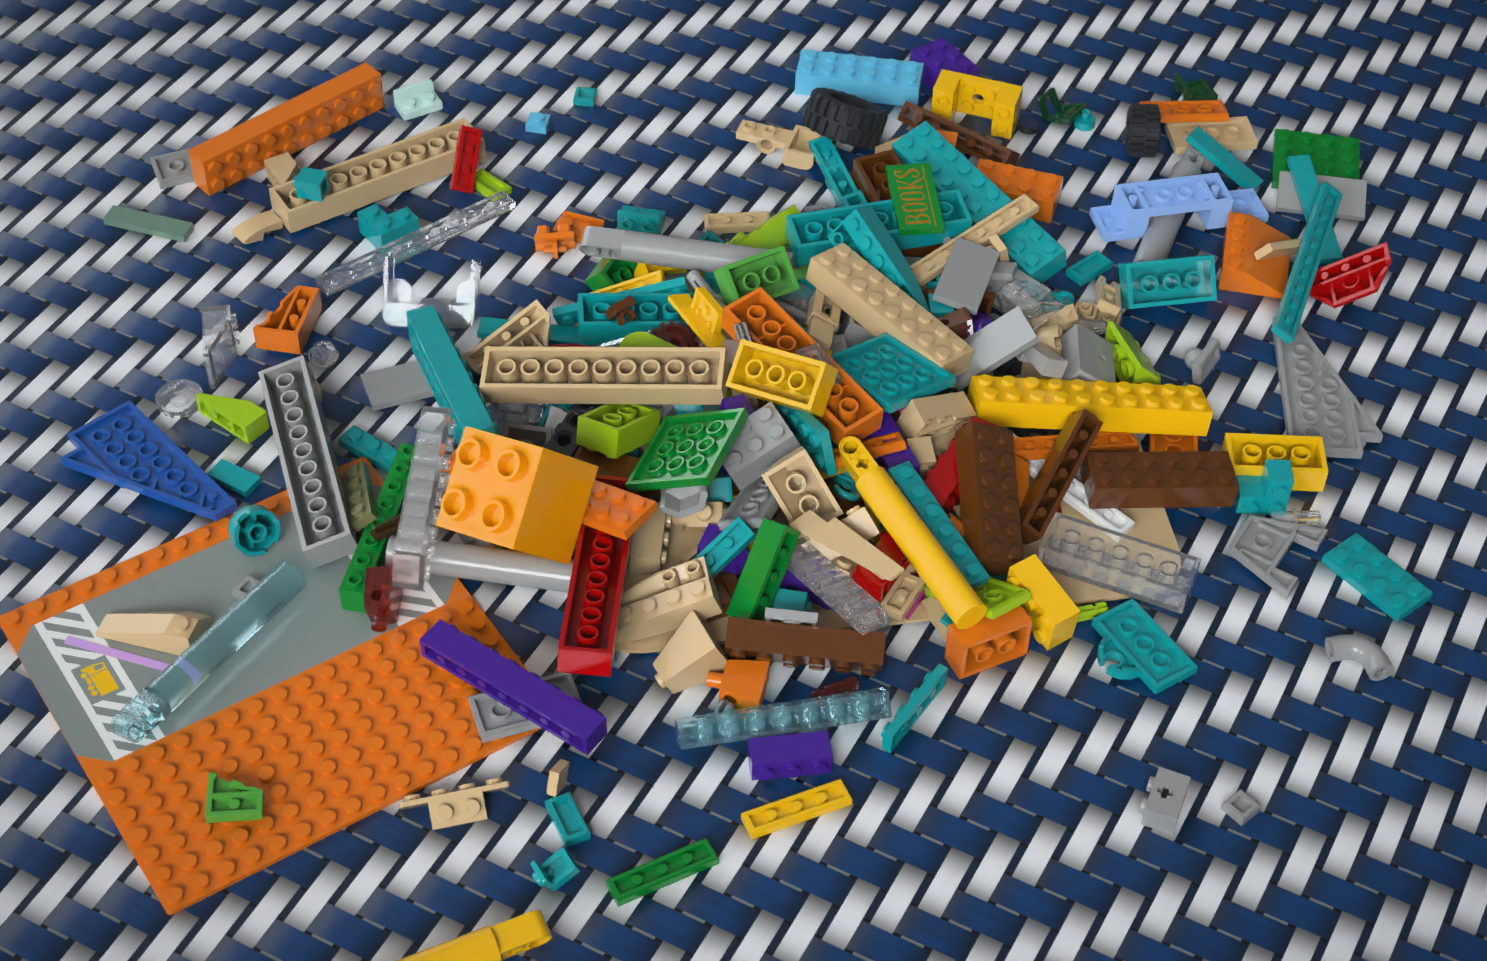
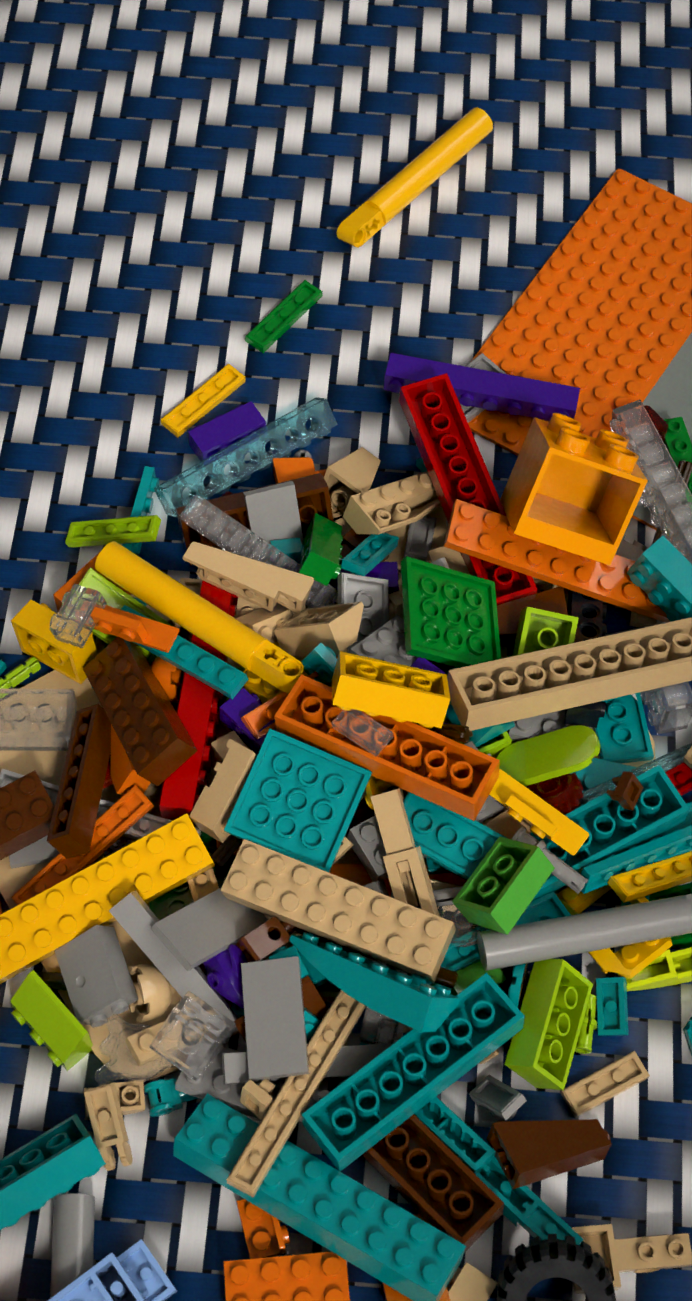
camera: 155 degrees right, 15 degrees up
(232, 801) = (632, 239): bright green wing -> none
(458, 806) = (471, 305): tan bracket -> none
(555, 870) = (365, 280): teal bracket -> none
(557, 777) = (402, 343): tan tile -> none
(567, 819) = (379, 329): teal tile -> none
(800, 188) = (546, 1148): none -> reddish brown slope
(914, 199) = (384, 1109): green tile -> none
(950, 687) = (108, 530): none -> lime tile
(979, 545) = (134, 628): none -> orange bracket
(1019, 567) = (73, 620): none -> clear brick
(1089, 268) = (149, 1192): teal tile -> none

